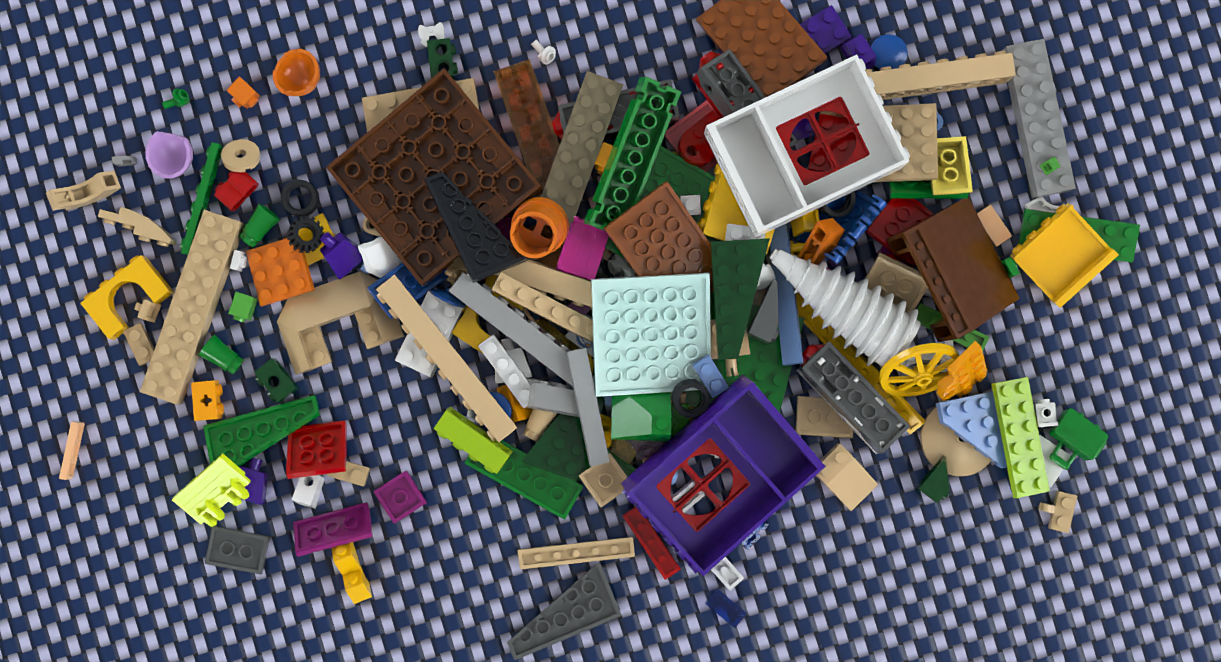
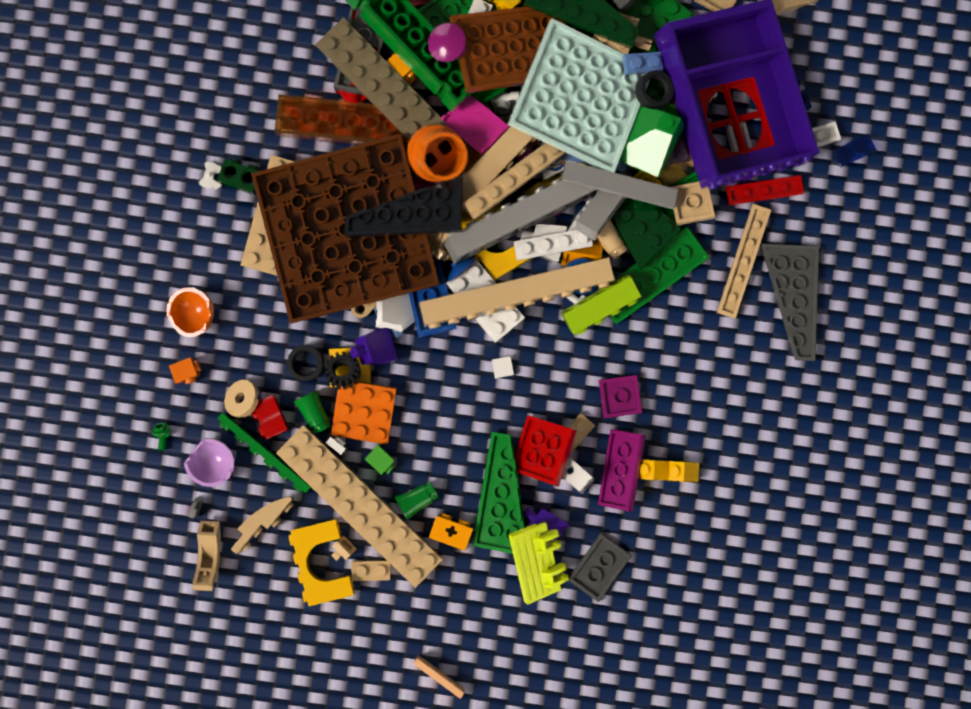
camera: 60 degrees left, 0 degrees up
(286, 384) = (450, 459): dark green brick -> none
(329, 302) = (413, 379): tan slope -> none
(378, 377) = (502, 367): none -> white tile
(545, 55) = (278, 82): white plate -> none
(640, 189) = (447, 42): none -> magenta dish

